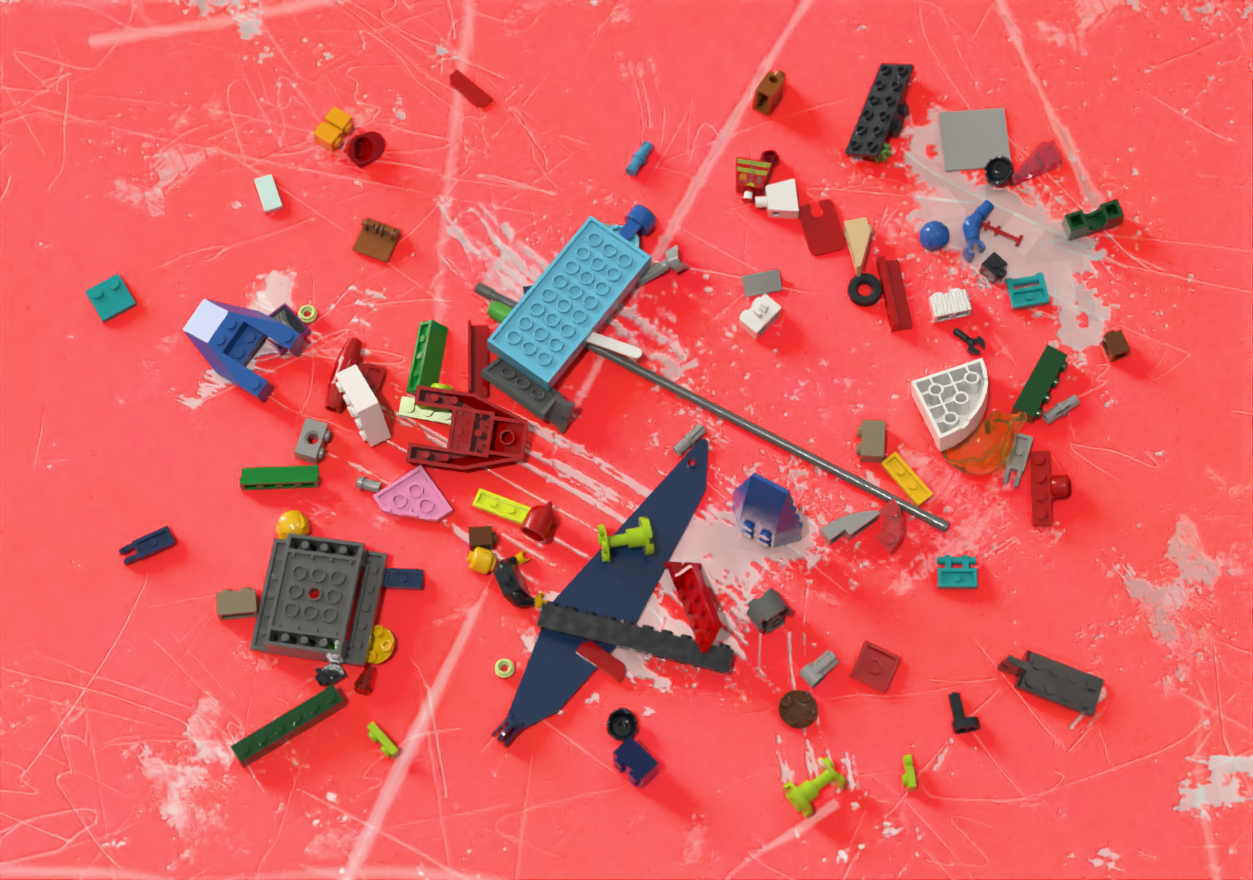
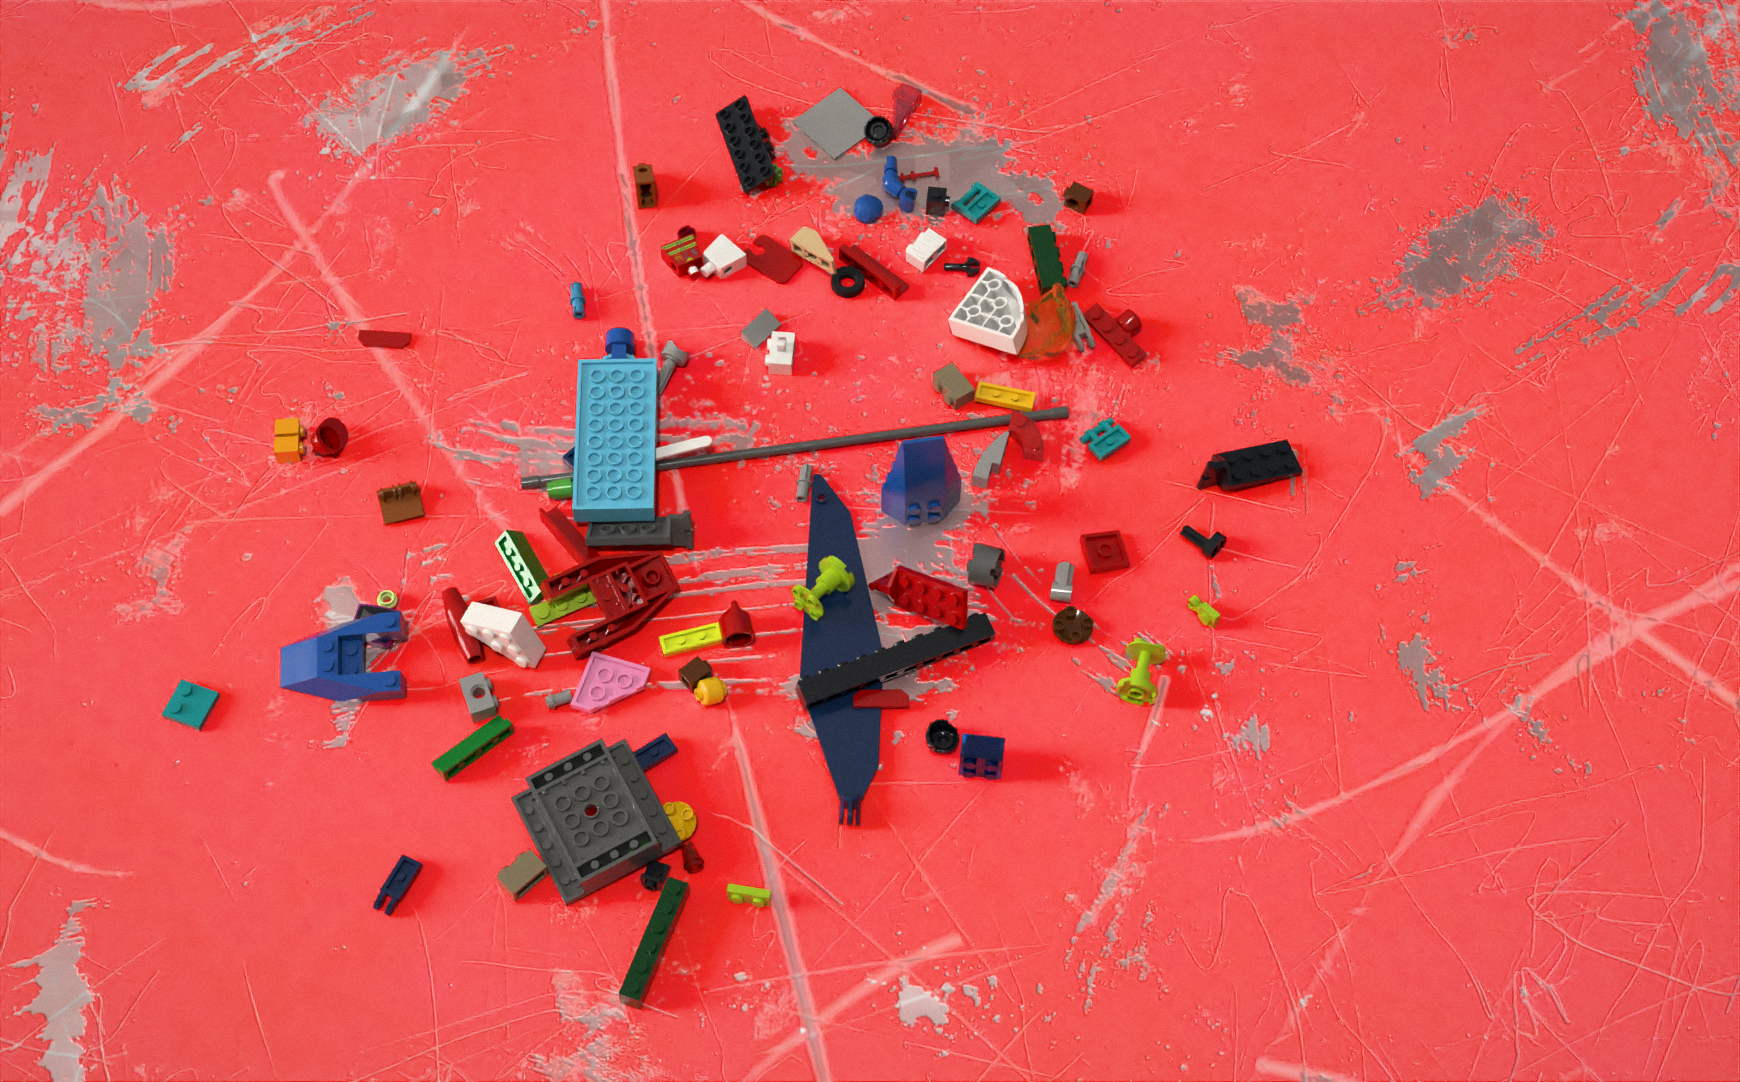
camera: 40 degrees left, 10 degrees down
(268, 193) = (270, 528): light aqua tile -> none
(292, 522) = (514, 776): yellow hair -> none
(504, 662) = (803, 758): yellowish green plate -> none
(513, 584) = (755, 689): black torso -> none
(1080, 224) = (976, 127): dark green arch -> none

